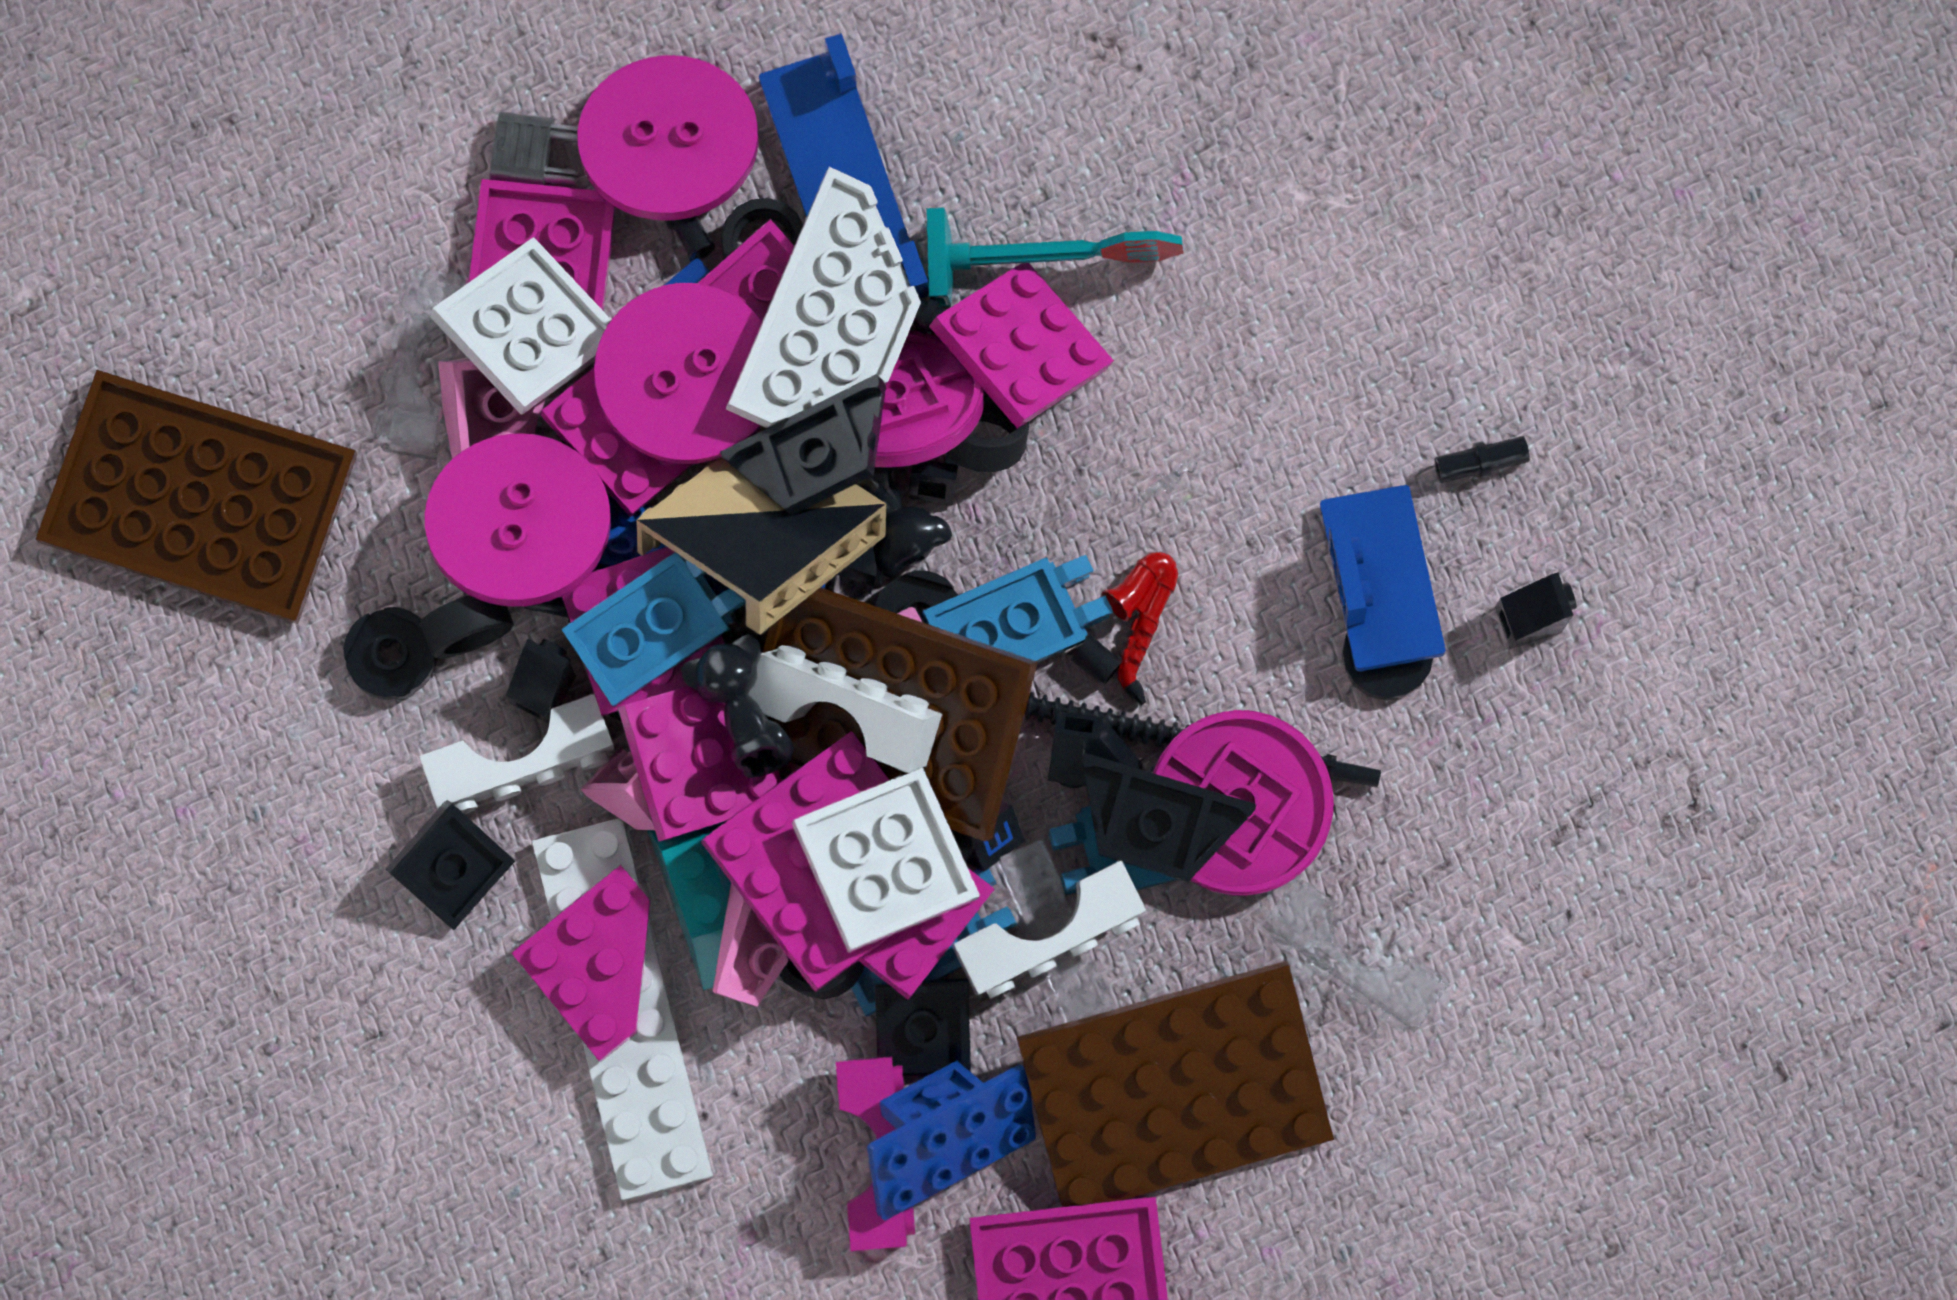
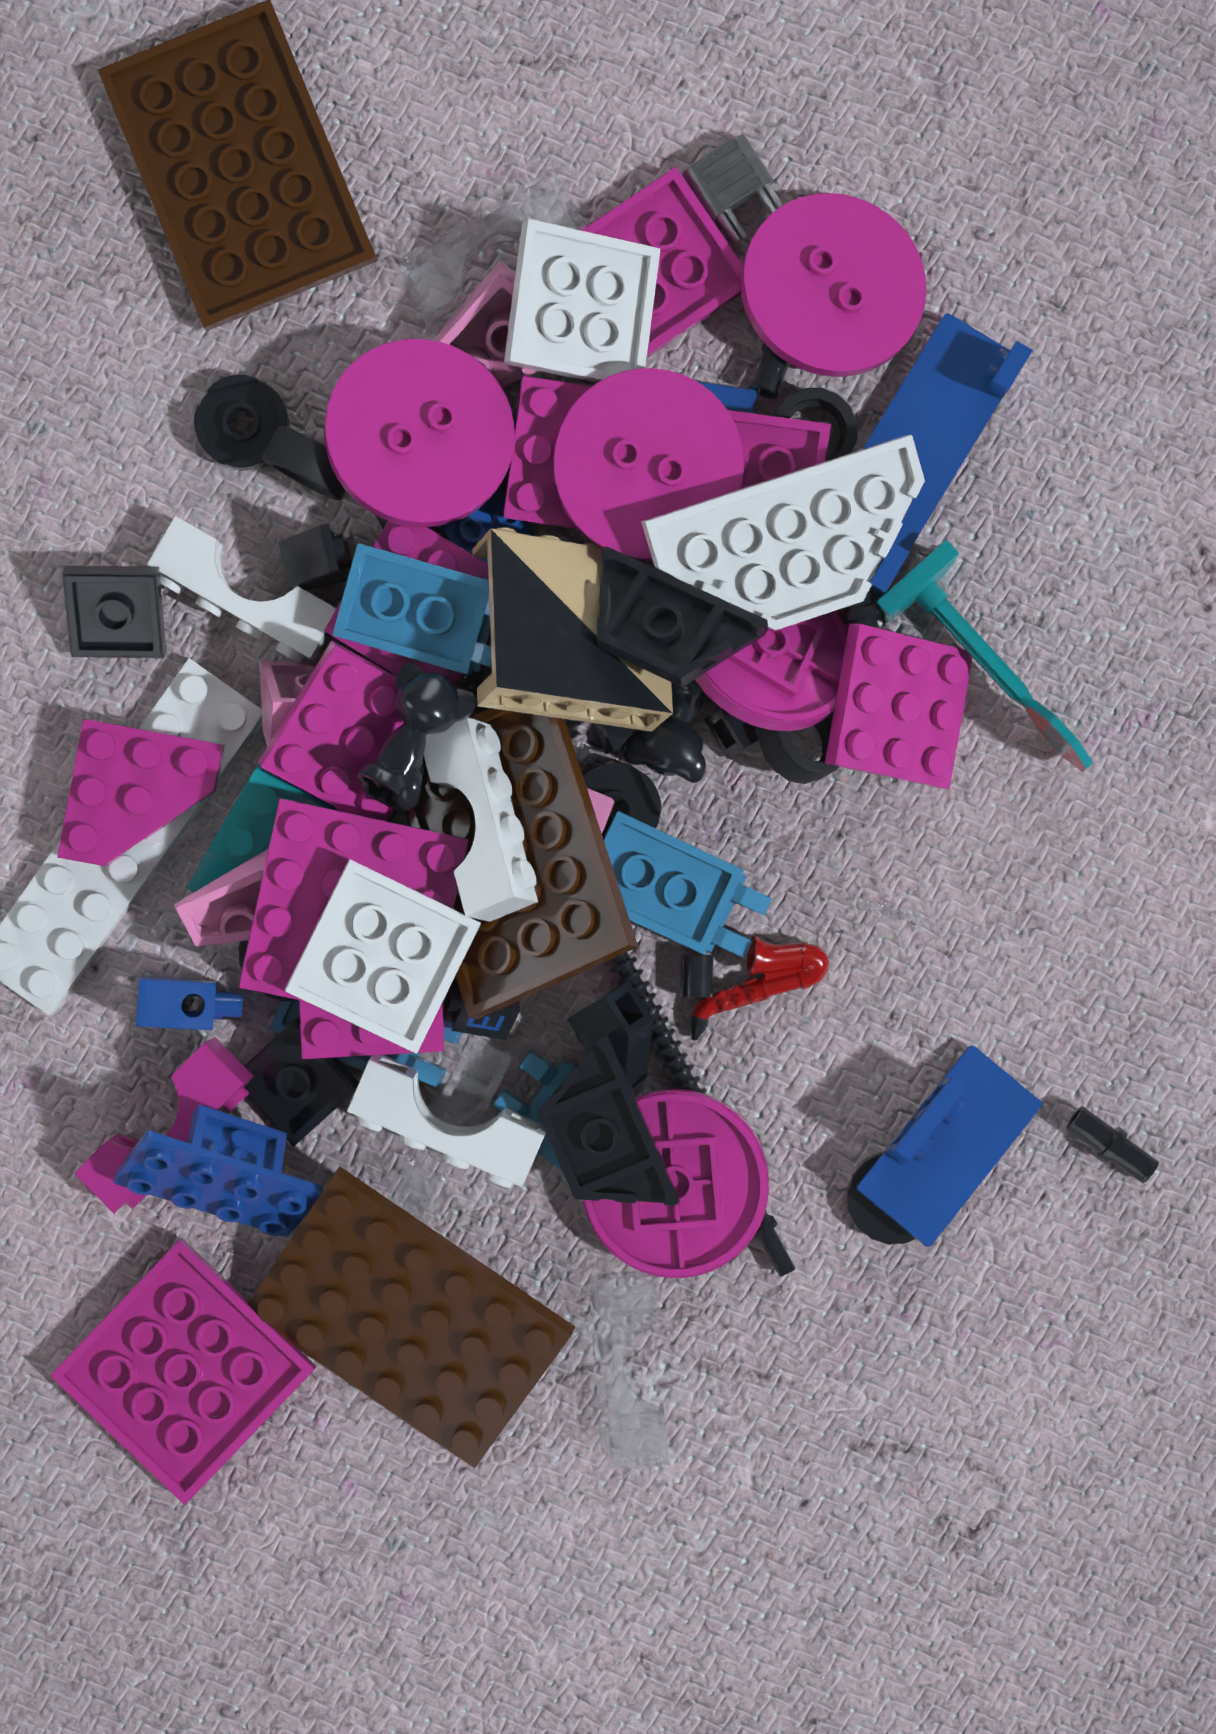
camera: 60 degrees right, 10 degrees up
(778, 1073) = (162, 999): none -> blue torso
(1536, 610) = (1023, 1291): black slope -> none

